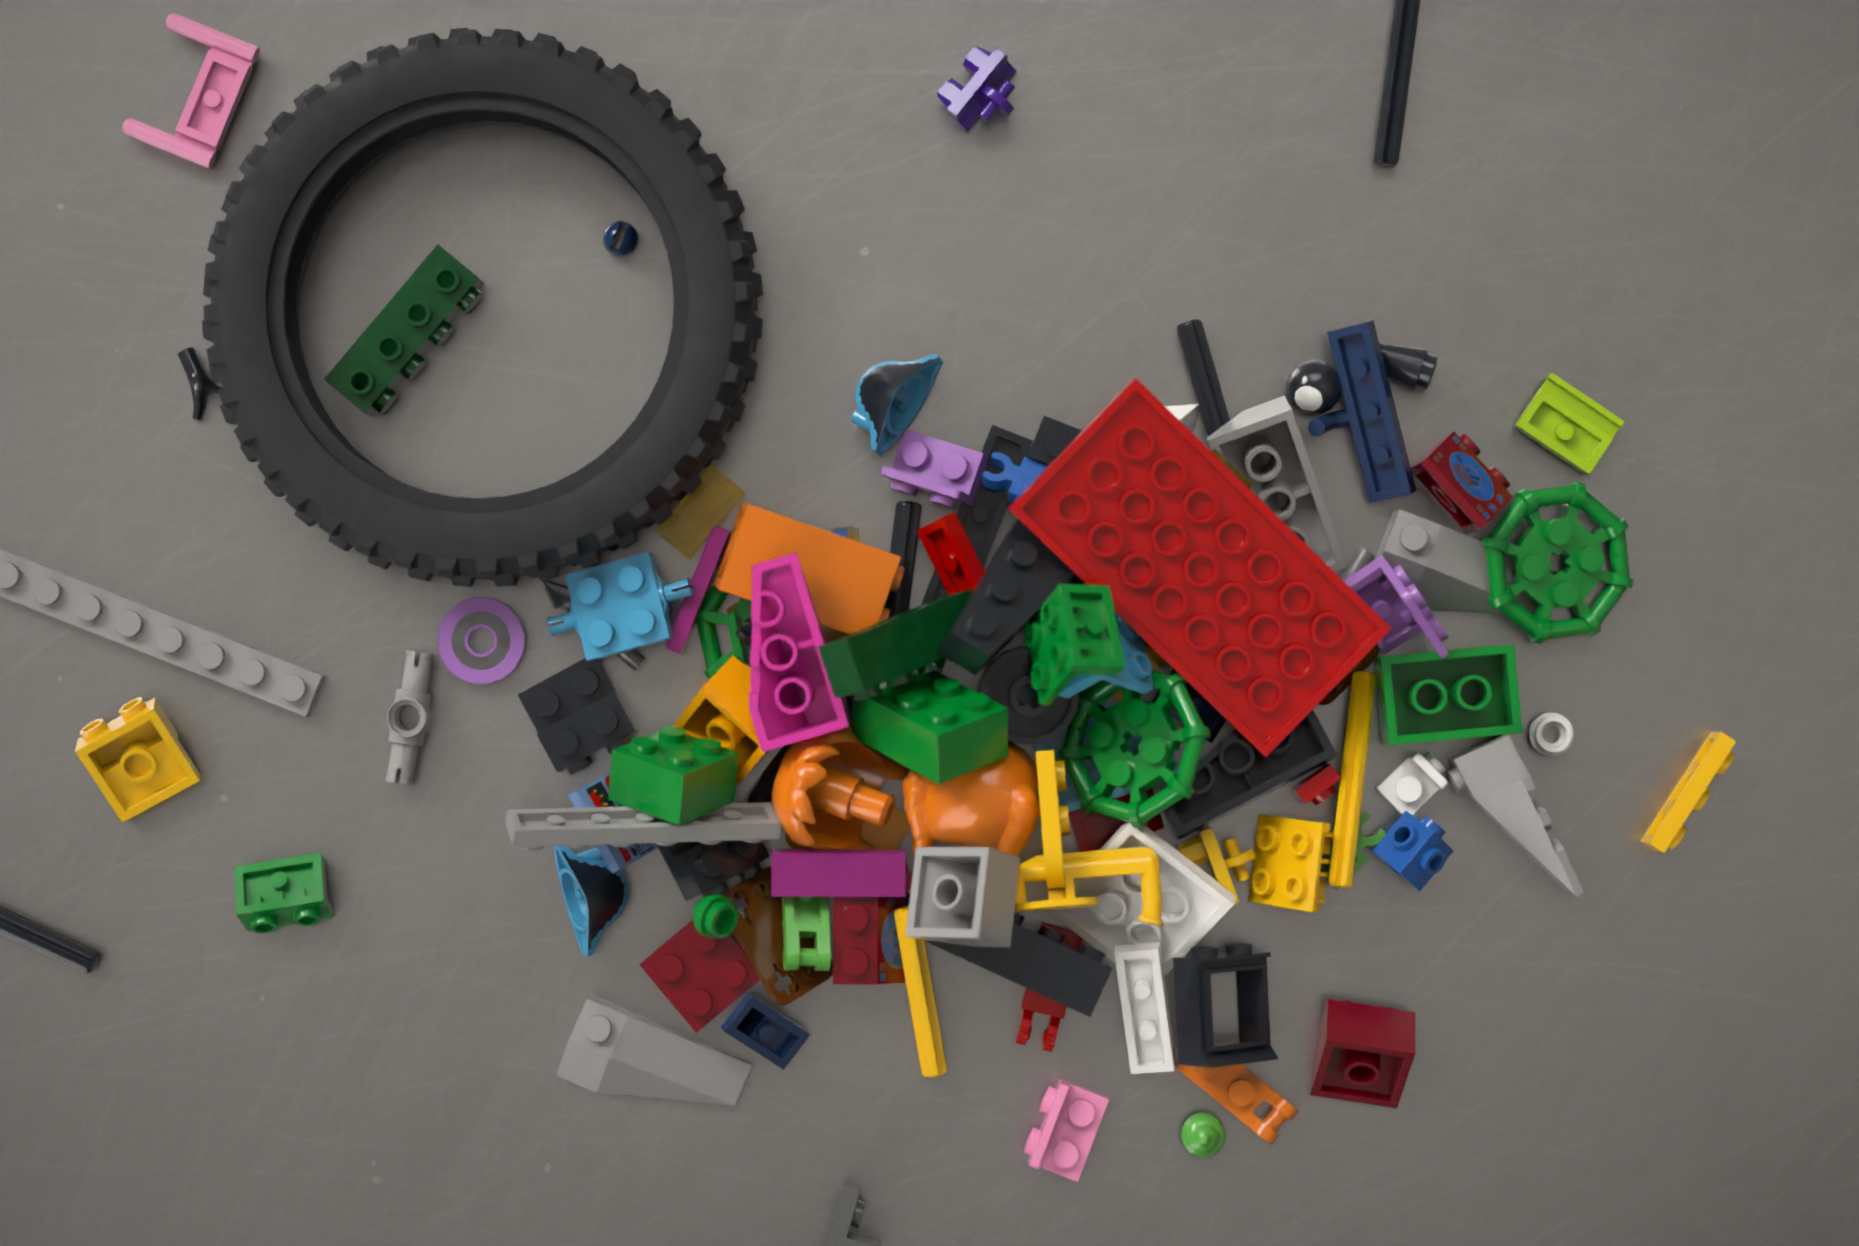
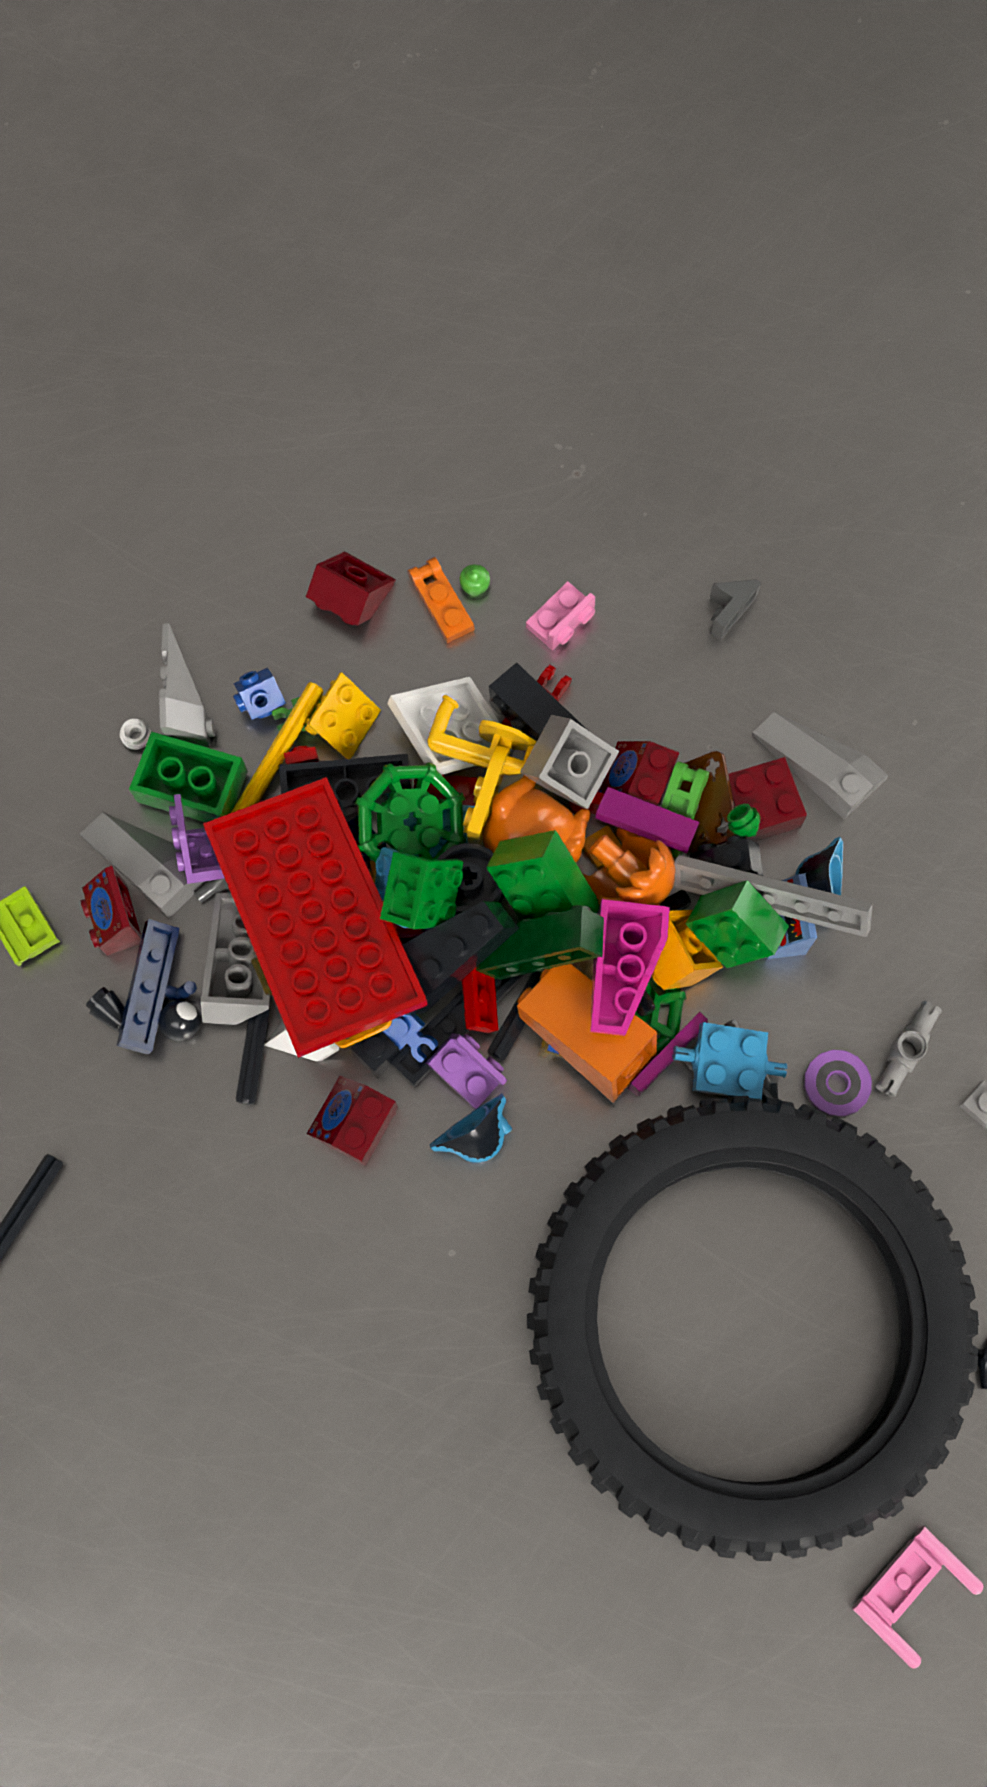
camera: 155 degrees left, 15 degrees down
(405, 331) = (816, 1331): dark green brick -> none
(578, 715) = (787, 1002): black plate -> none
(629, 242) = (621, 1330): dark blue hinge -> none
(700, 512) = (643, 1106): clear yellow plate -> none
(765, 1030) = (737, 745): dark blue slope -> none
(921, 999) = (622, 728): yellow axle -> none
(985, 90) = (302, 1345): dark purple hips -> none
(1049, 354) = (353, 1119): none -> dark red slope
(1145, 1008) = (477, 664): white plate -> none
(1194, 1006) = (443, 651): black window -> none
(1206, 848) = (388, 735): yellow hips -> none
(1412, 782) = (240, 738): white bracket -> none
(1581, 562) = (61, 828): green plate -> none
(1689, 793) = (66, 663): yellow plate -> none

